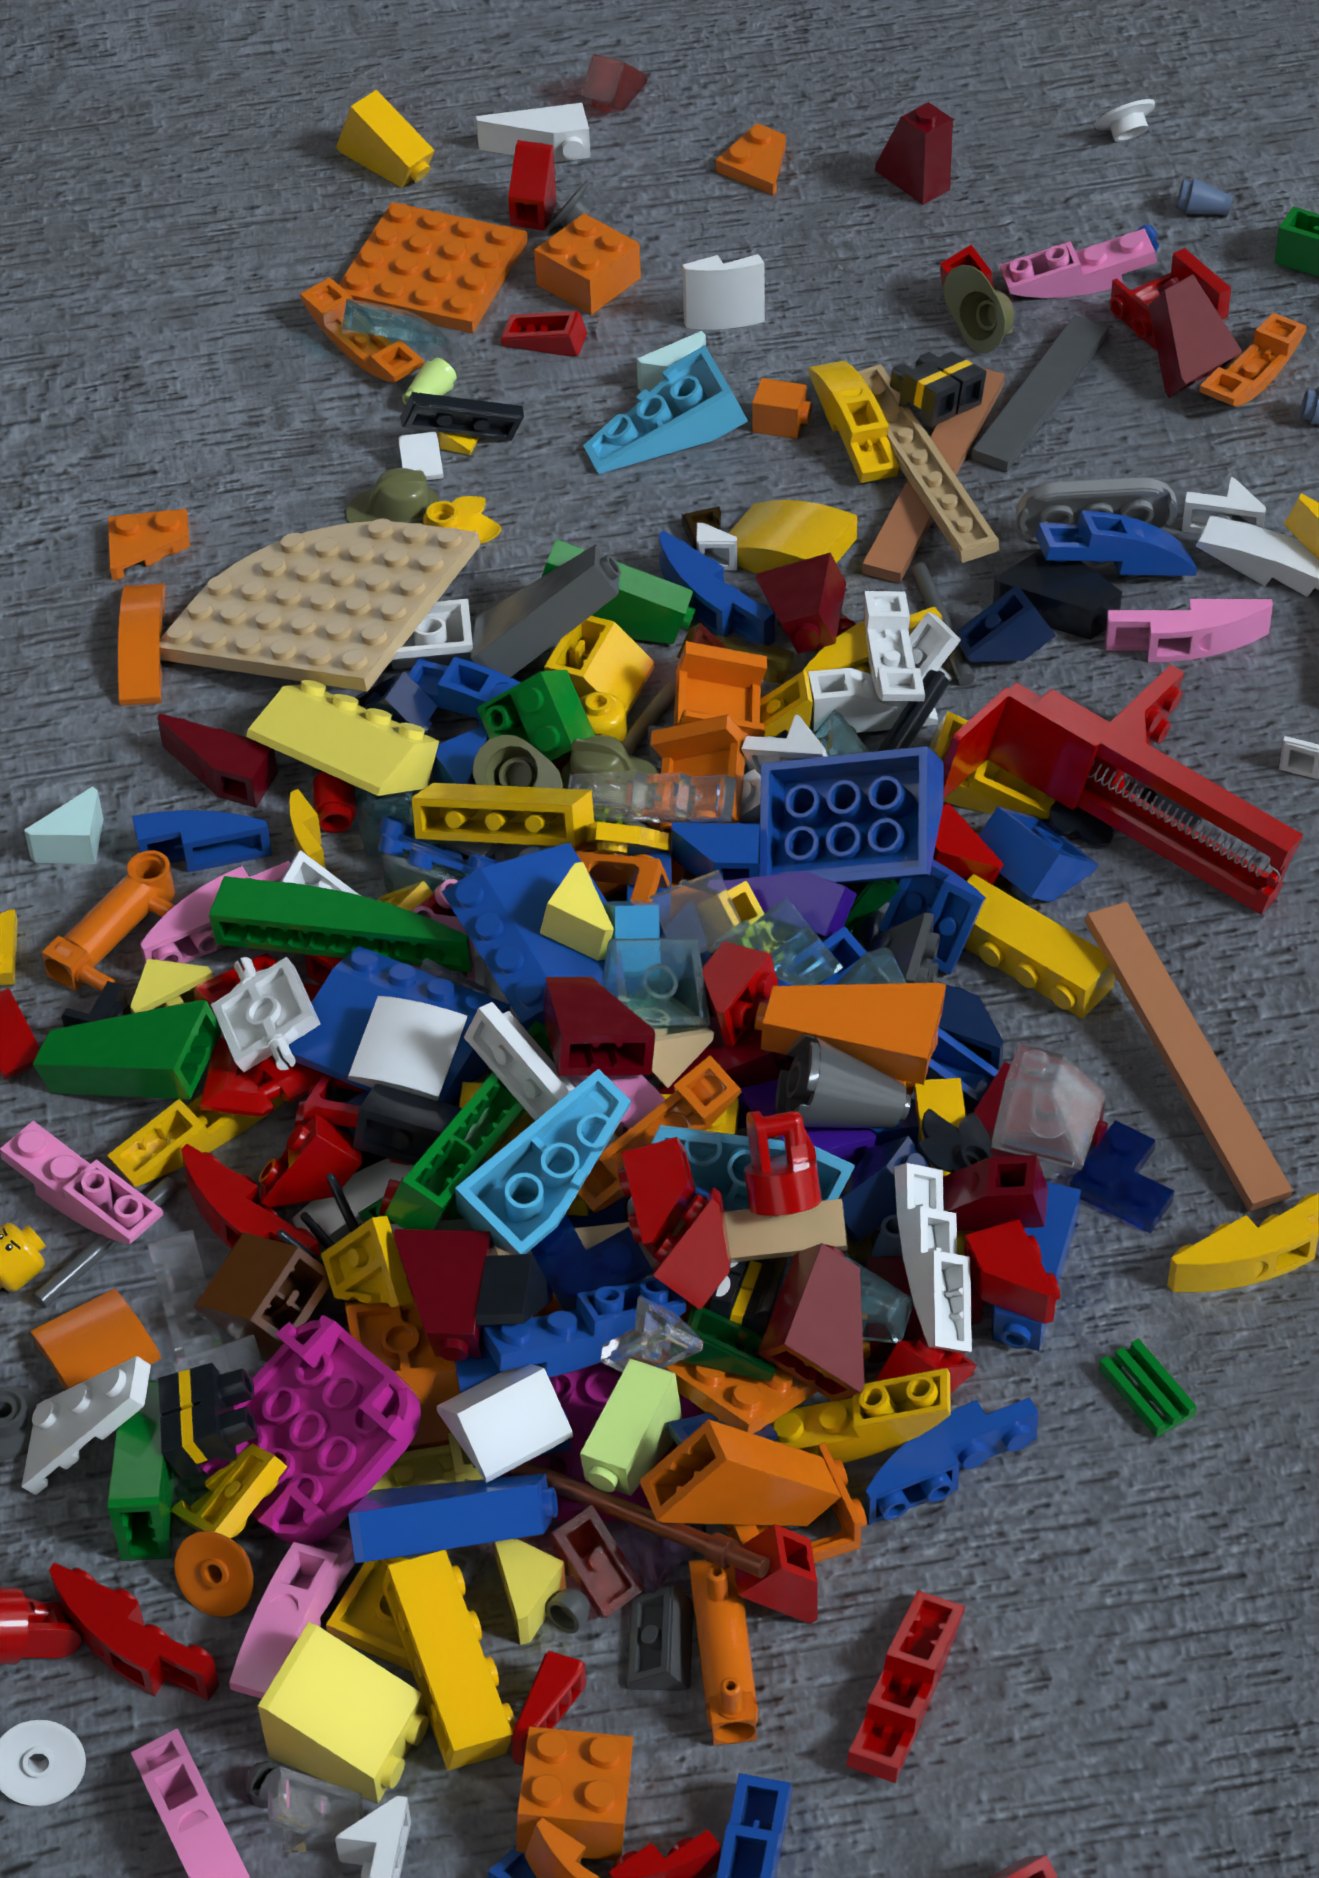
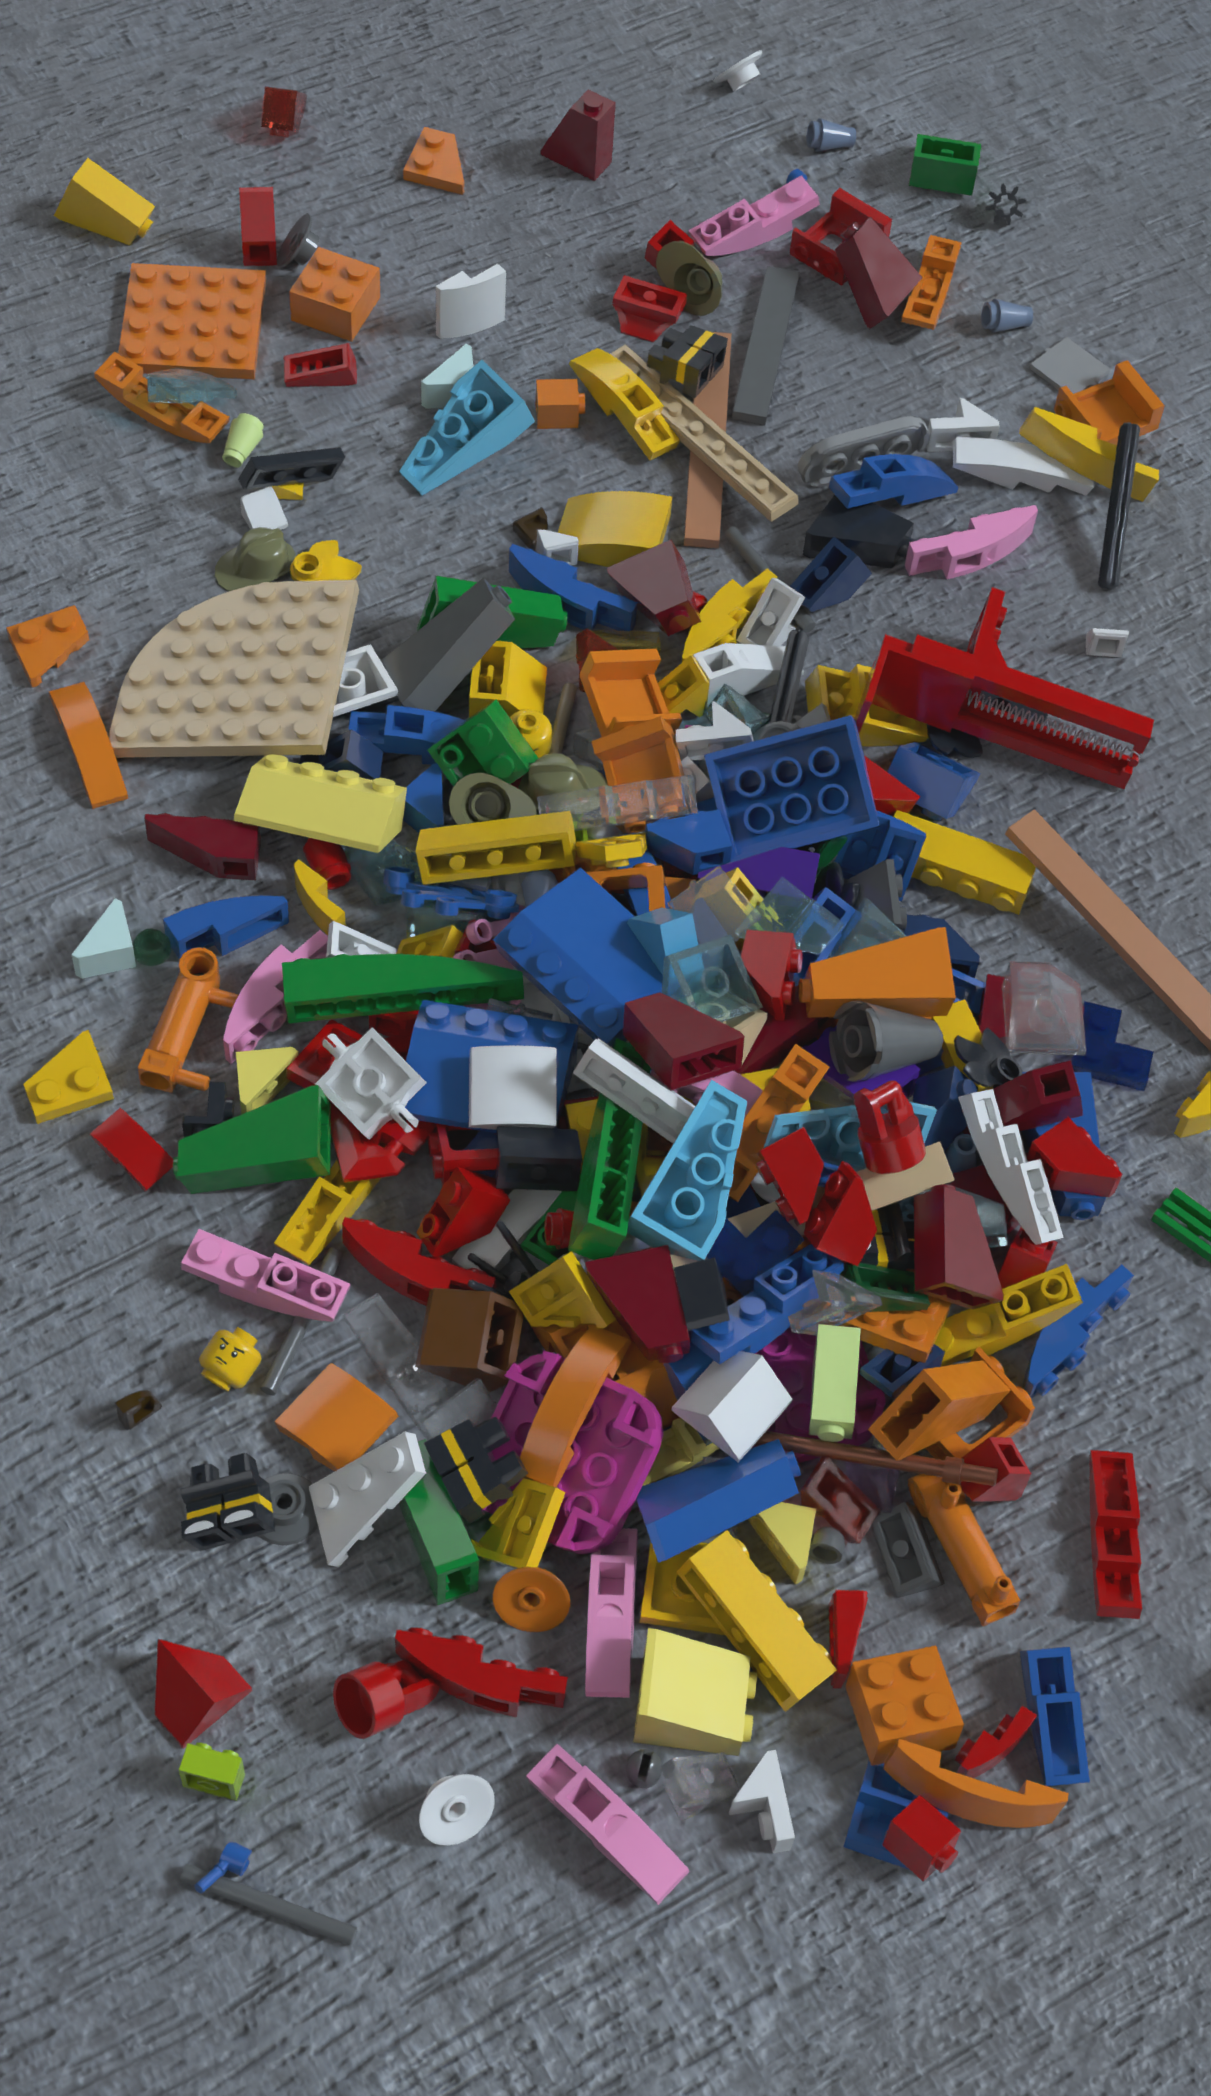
camera: 25 degrees left, 10 degrees up
(115, 845) = (151, 947): none -> clear green plate
(326, 1372) = (568, 1403): none -> orange slope
(555, 125) = (246, 165): white slope -> none
(578, 916) = (625, 937): light yellow slope -> none
(890, 647) = (751, 621): white slope -> none
(920, 329) = (646, 308): none -> red slope

